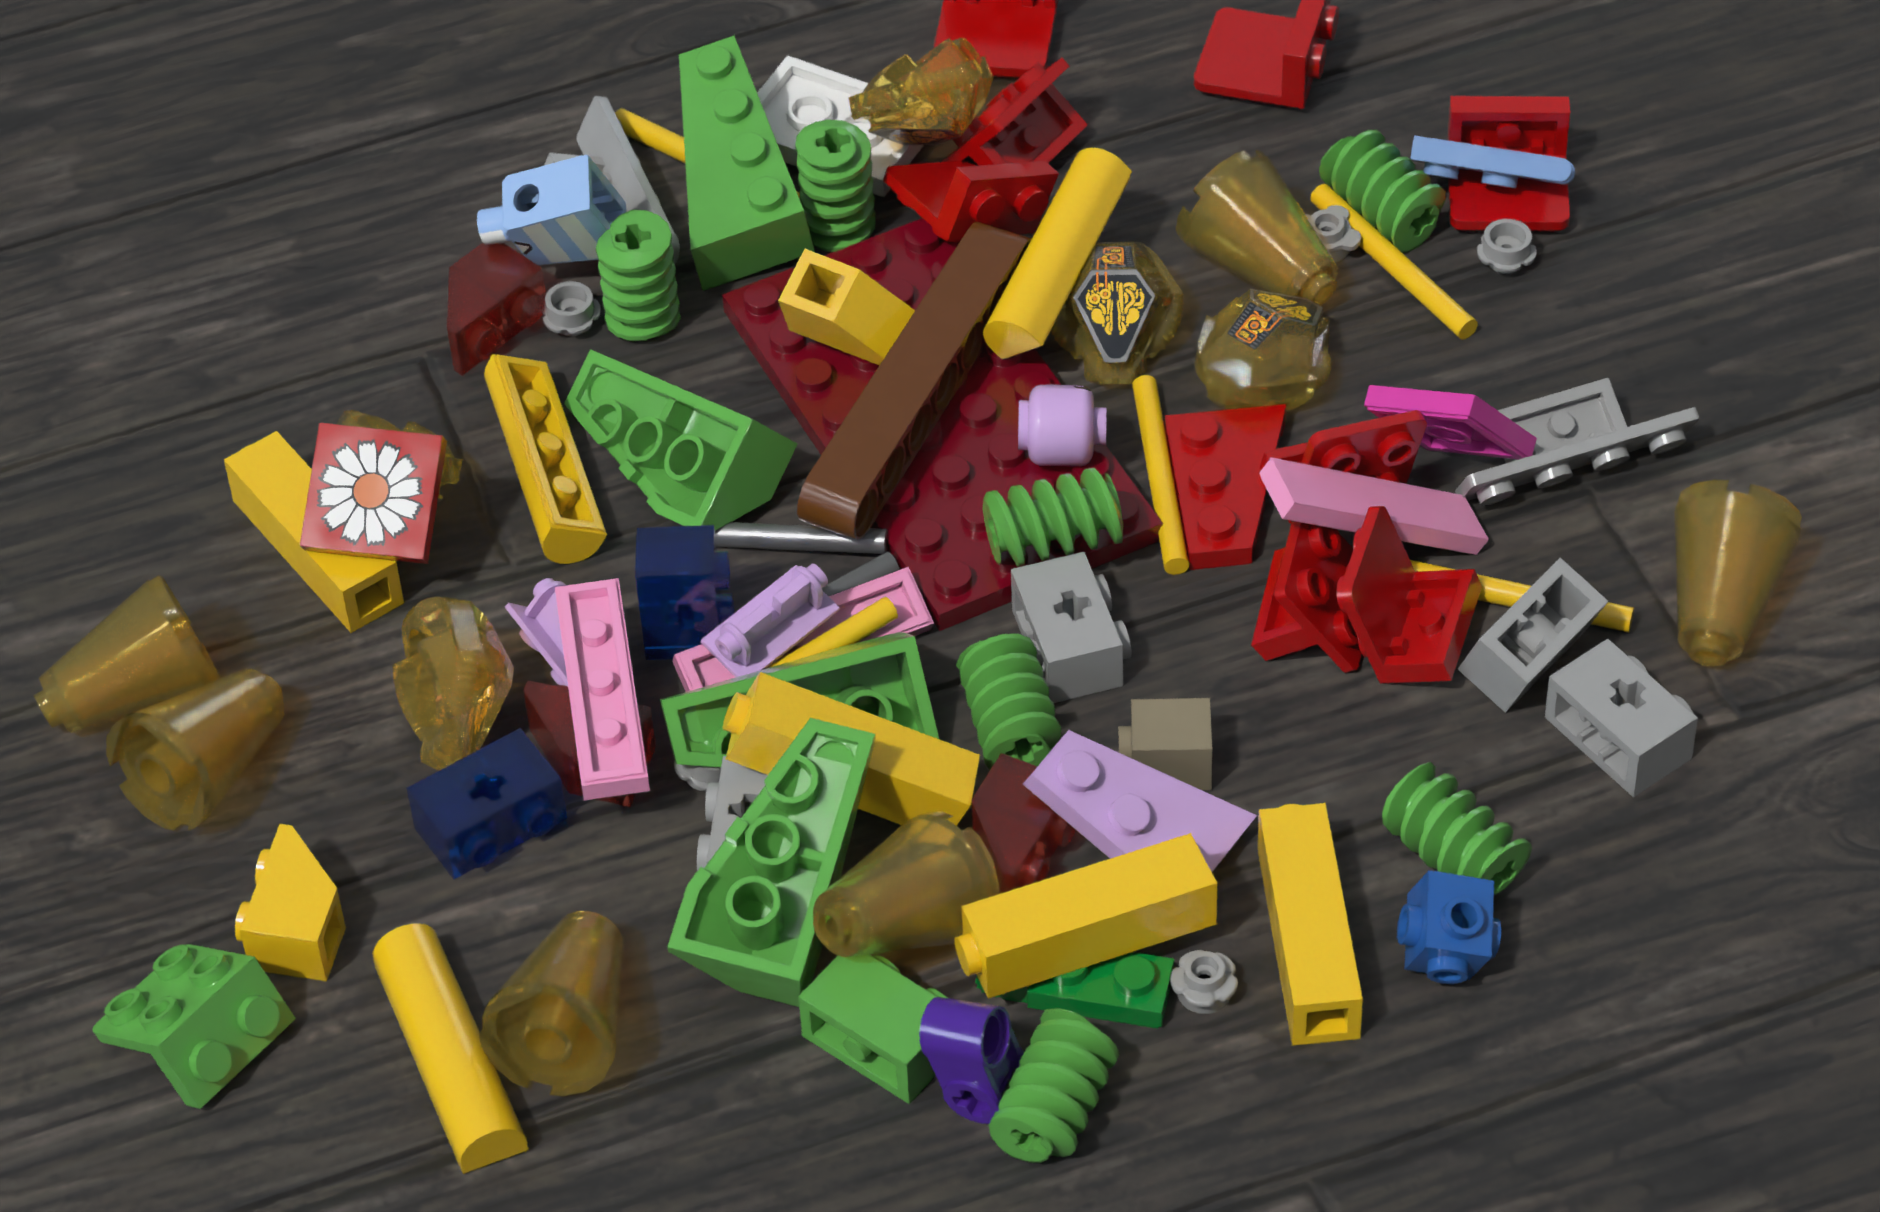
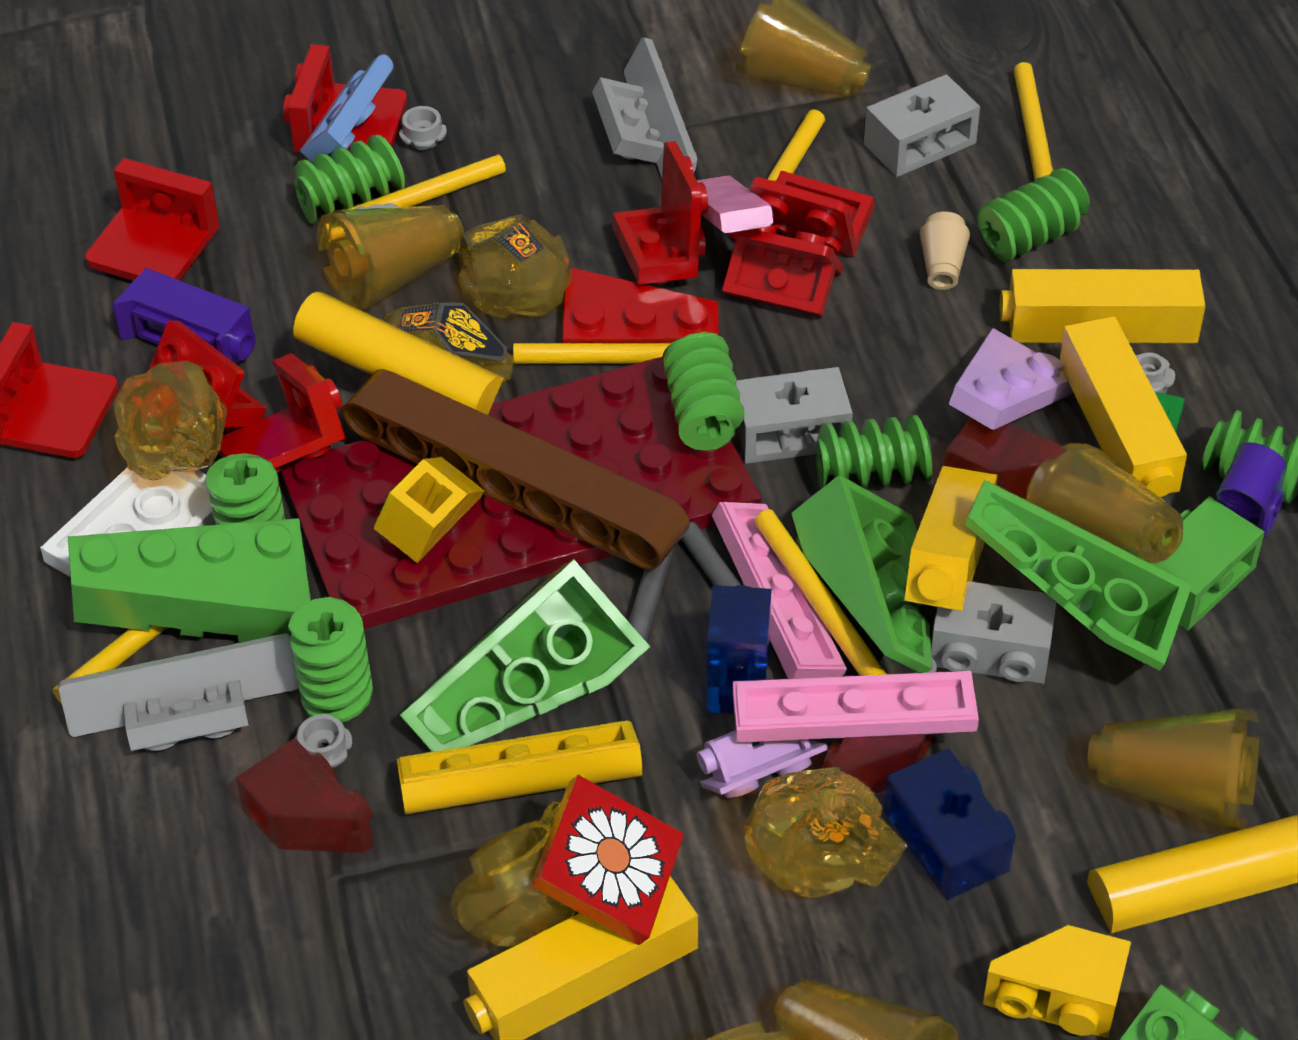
camera: 85 degrees left, 0 degrees up
(554, 211) = (256, 698): light blue torso -> none
(772, 621) = (797, 594): lavender hinge -> none
(1060, 425) = (591, 381): lavender head -> none
(1131, 98) = (159, 298): none -> dark purple window
(1171, 738) = (923, 364): dark tan brick -> none
(1384, 755) = (944, 247): none -> tan cone
(1449, 926) = (1122, 226): blue brick -> none
(1455, 422) = (642, 151): dark pink plate -> none
(1532, 635) = (849, 147): light grey brick -> none
(1659, 852) = (1032, 120): none -> yellow bar

